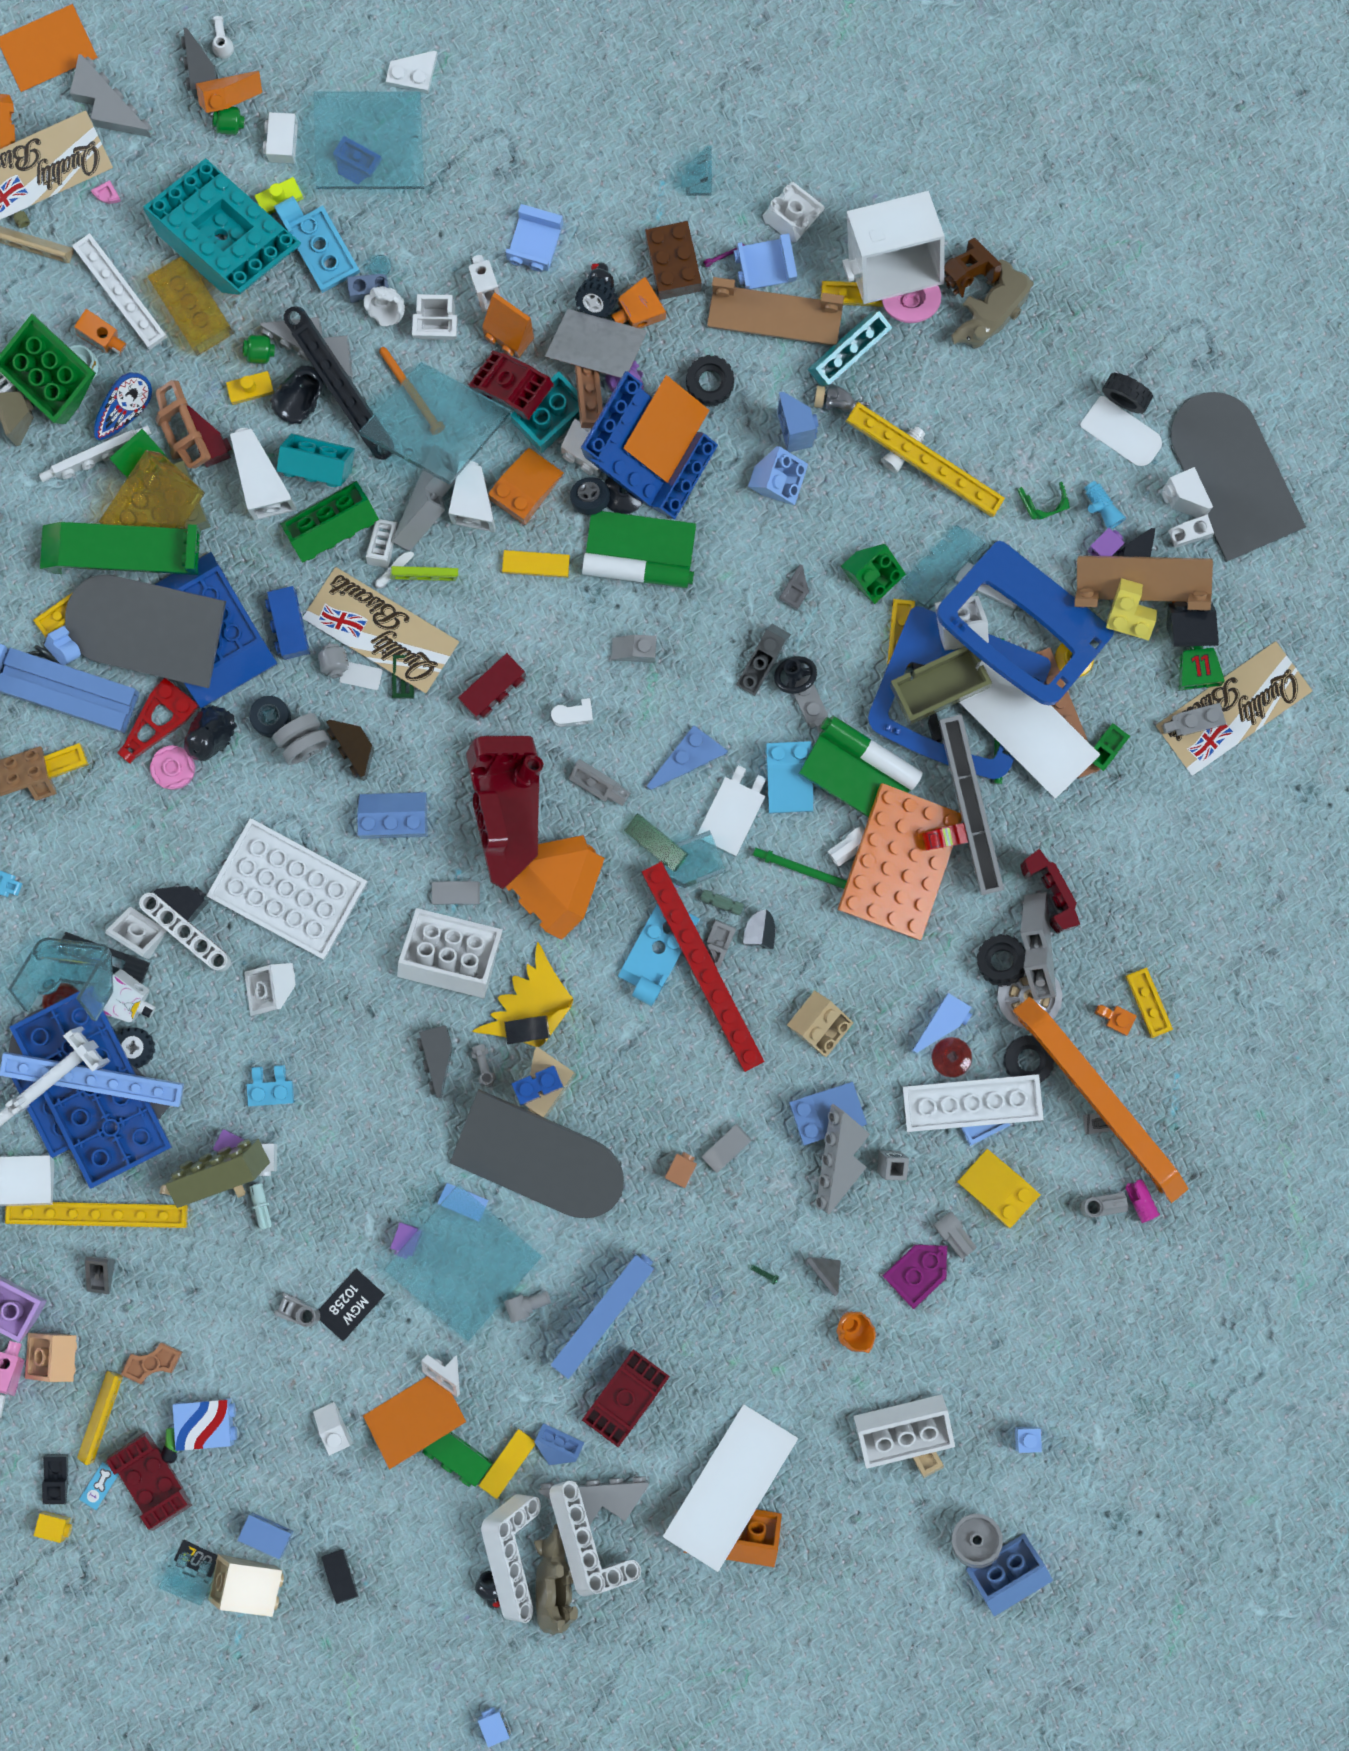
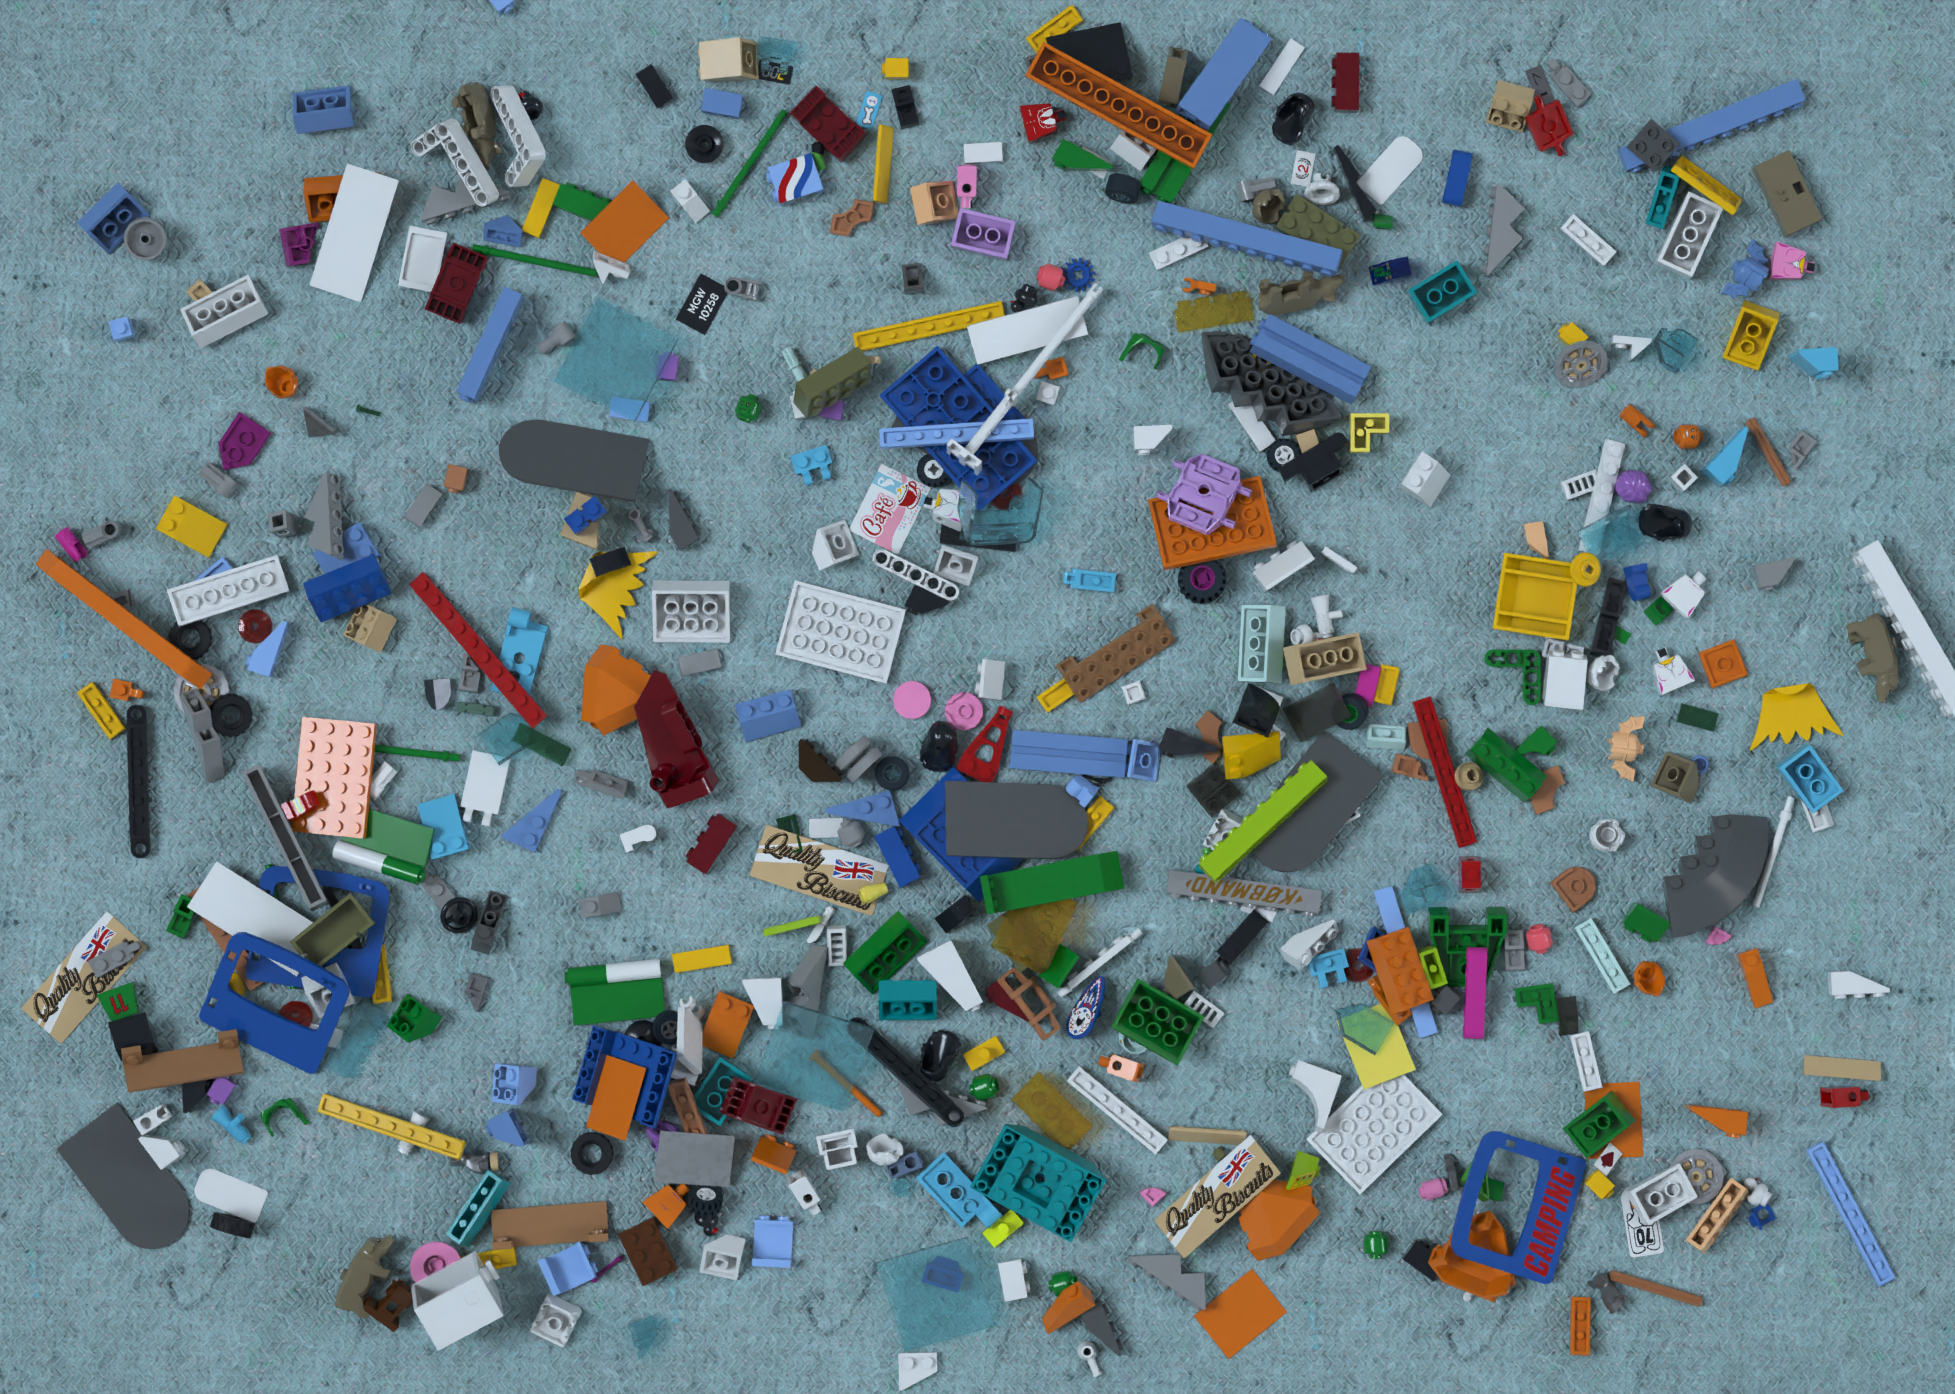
camera: 160 degrees right, 5 degrees up
(131, 793) = (991, 679): none -> white slope
(196, 1016) = (889, 509): none -> sticker
(227, 793) = (912, 700): none -> bright pink tile
(239, 544) = (955, 914): none -> black slope
(287, 1496) = (702, 134): none -> black dish
(297, 1416) = (722, 204): none -> green bar
(301, 683) = (874, 808): none -> medium blue wing
(325, 1169) = (748, 408): none -> green head
(327, 590) = (871, 892): none -> light yellow cone
(566, 476) = (690, 1035): none -> white tile
(583, 1429) = (486, 250): none -> green bar
(590, 234) = (723, 1257): none -> white slope
(659, 1437) = (422, 258): none -> white piece
(733, 1644) = (323, 109): none -> medium blue slope
(800, 1491) = (298, 243): none -> magenta slope
(835, 1072) = (347, 588): none -> blue brick
(999, 617) = (305, 1013): none -> clear red piece
(1062, 896) = (187, 759): dark red plate -> none
(1124, 911) = (138, 781): none -> black plate
(1127, 615) = (188, 1032): light yellow brick -> none

